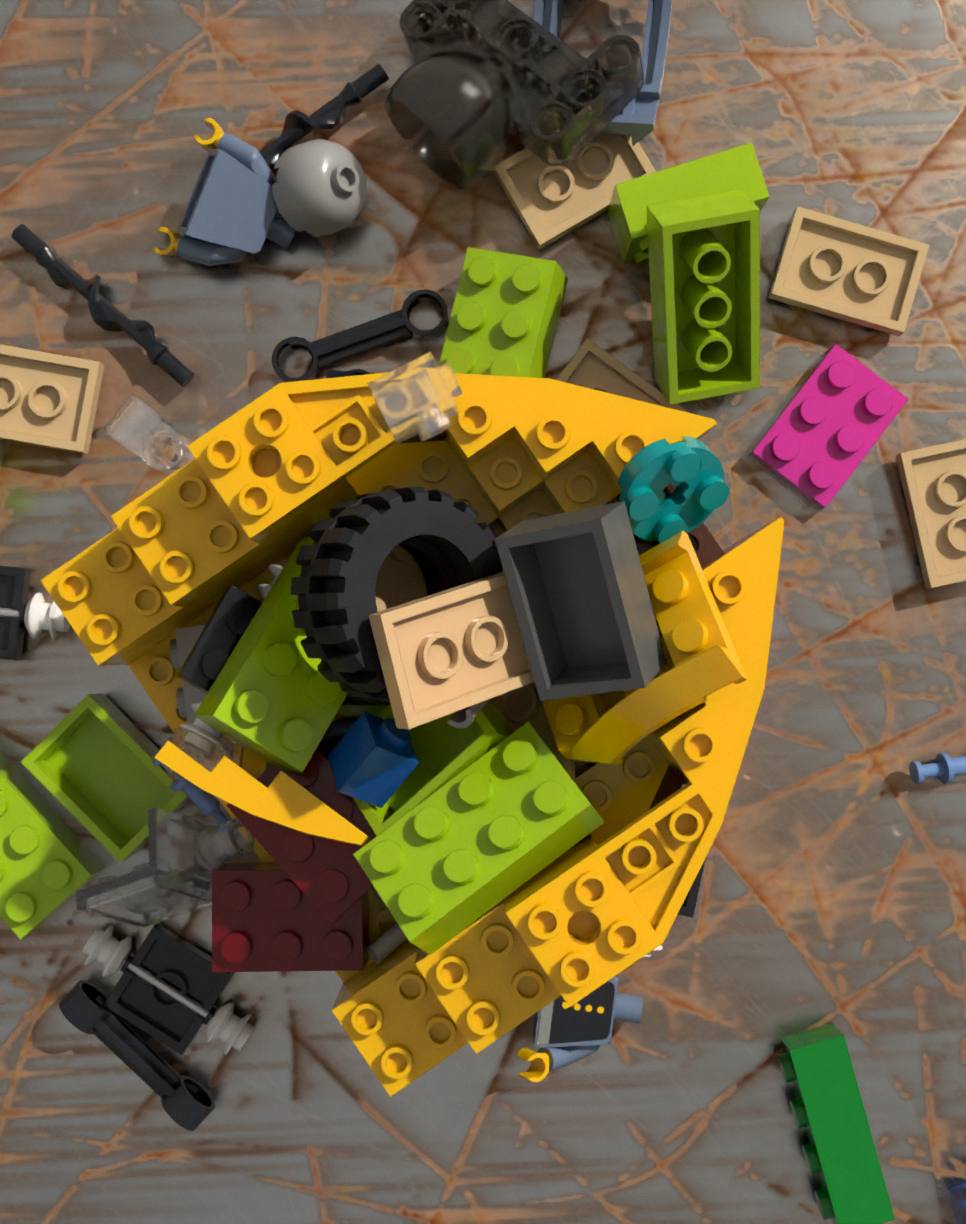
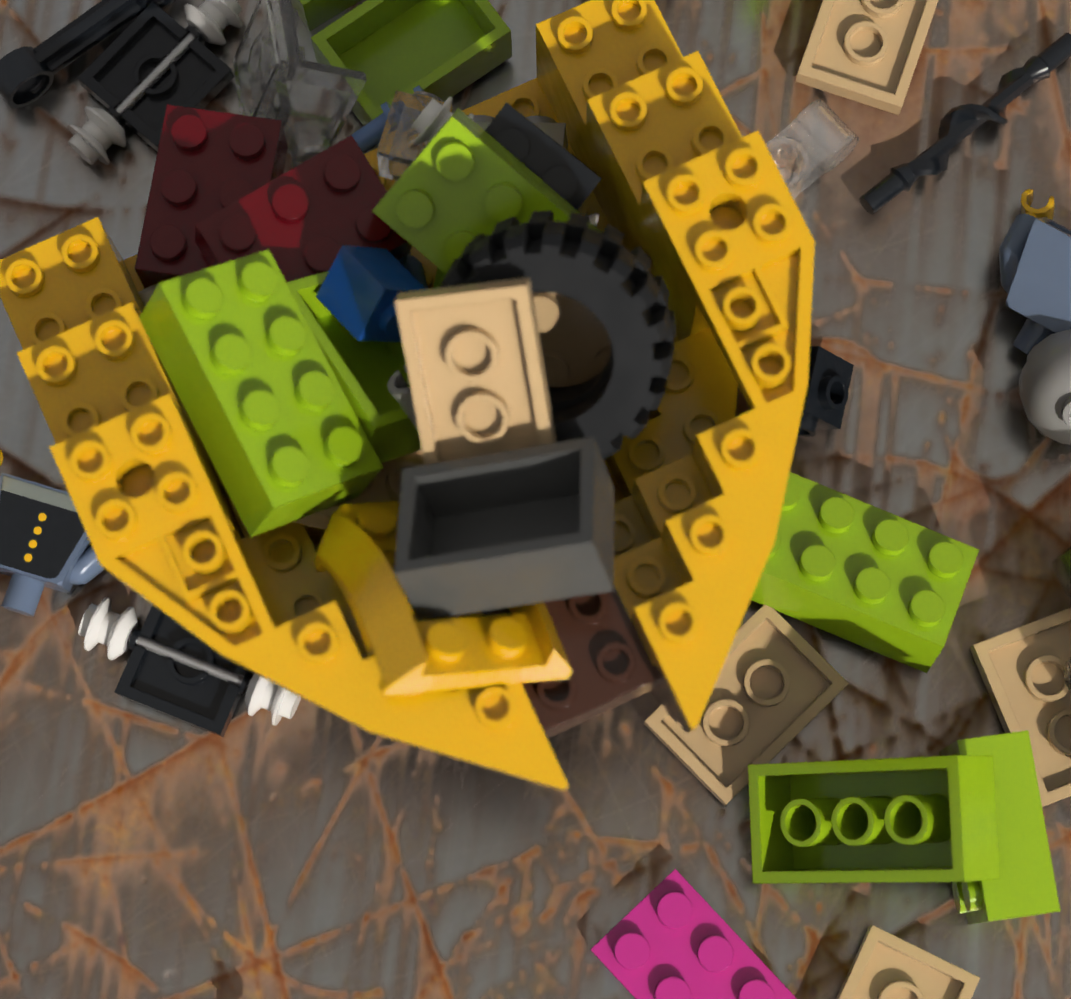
camera: 100 degrees right, 10 degrees down
(281, 803) = (343, 185): yellow slope -> none
(362, 337) = (887, 409): black piece -> none
(417, 398) = (768, 377): clear brick -> none
(683, 465) = (595, 680): teal plate -> none

